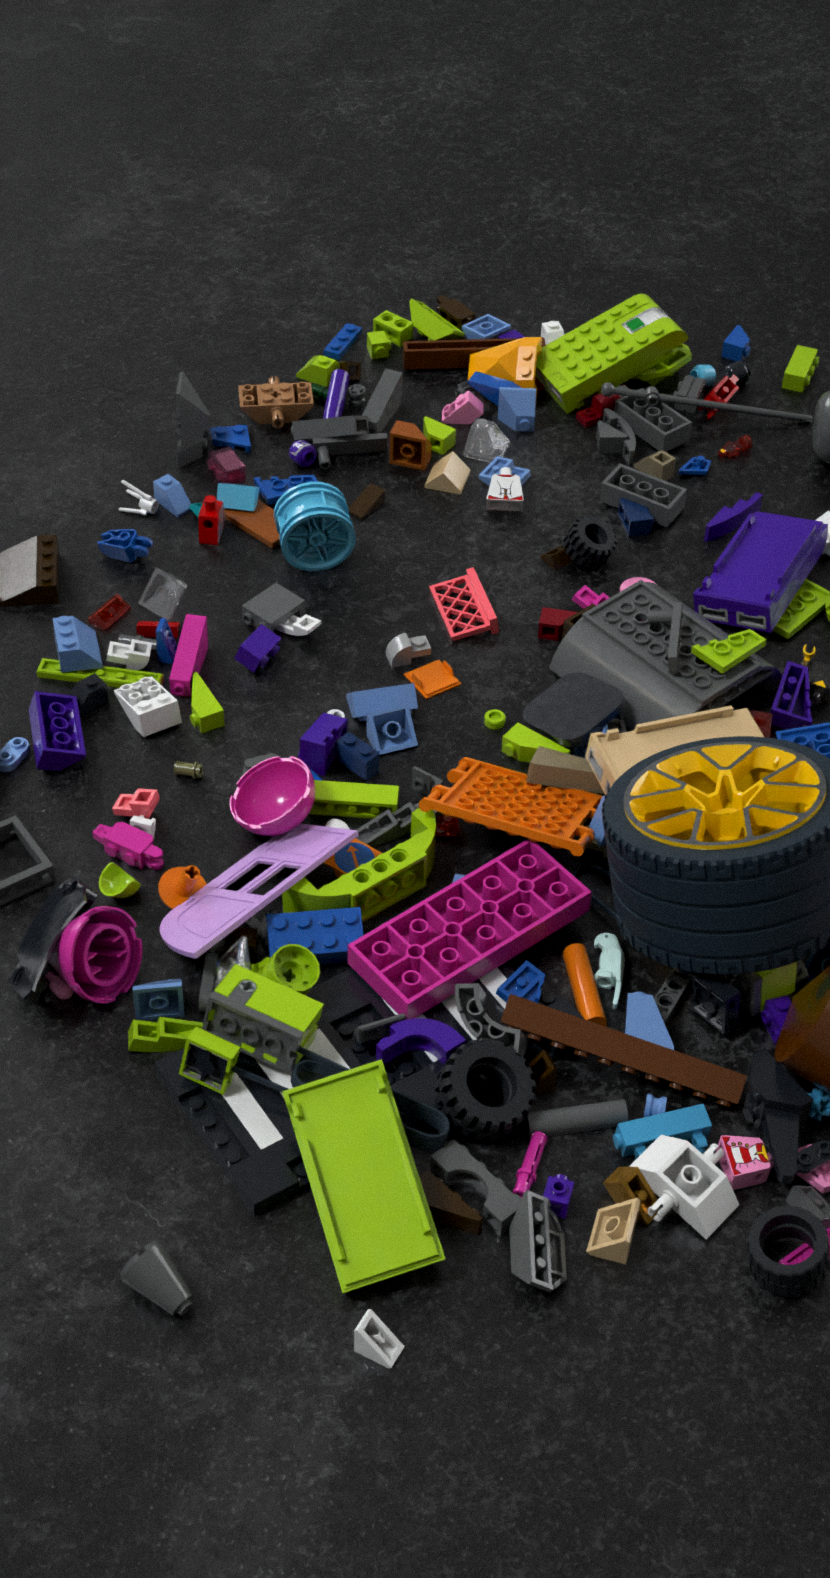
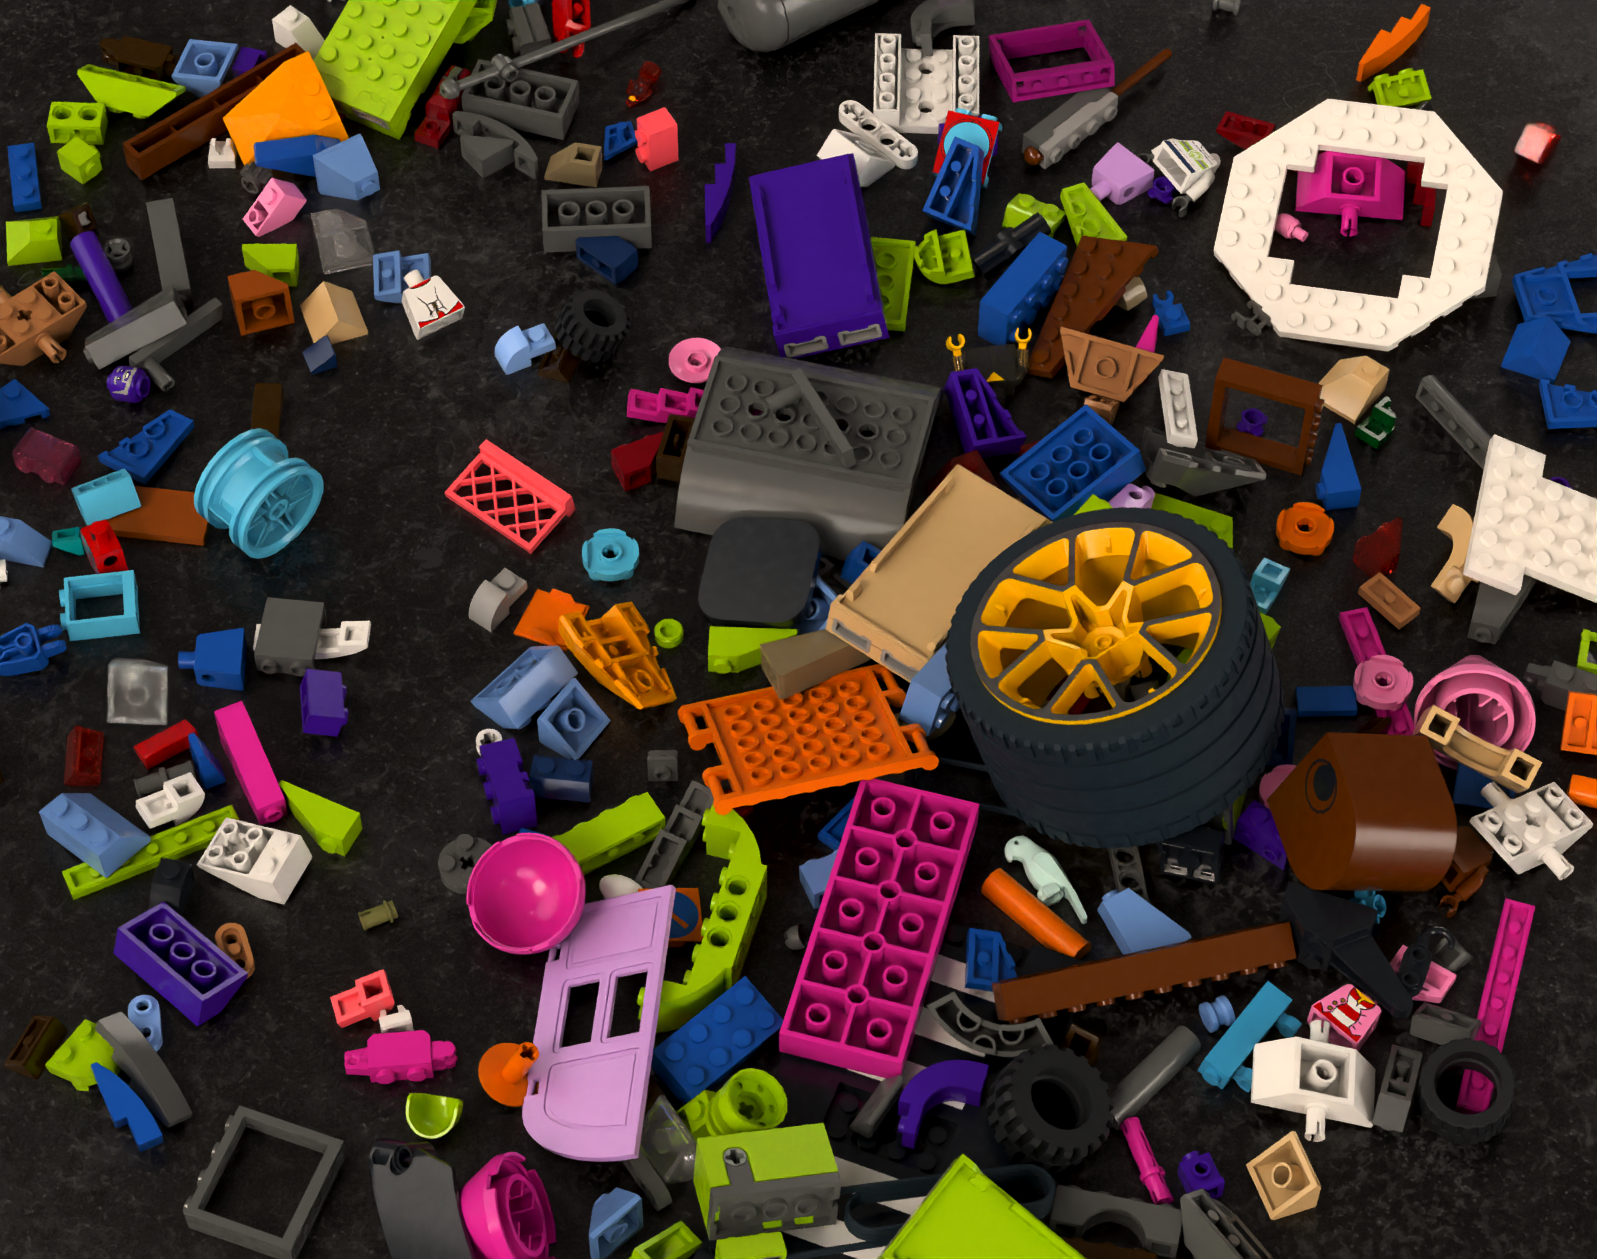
camera: 35 degrees left, 10 degrees up
(94, 743) = (240, 951): none -> medium nougat plate
(195, 560) = (97, 586): none -> medium azure window
(224, 601) = (218, 659): none -> blue torso
(422, 490) = (320, 356): none -> dark blue slope
(450, 711) = (619, 654): none -> light orange wedge
(458, 375) = (222, 154): none -> white tile
(487, 665) = (610, 568): none -> medium azure plate
(538, 536) = (518, 347): none -> light blue brick
(628, 1184) = (1266, 1122): pearl gold slope -> none
(715, 472) = (657, 139): none -> coral brick
(731, 651) = (893, 401): lime wing -> none
(732, 1224) = (1397, 1088): none -> dark grey slope

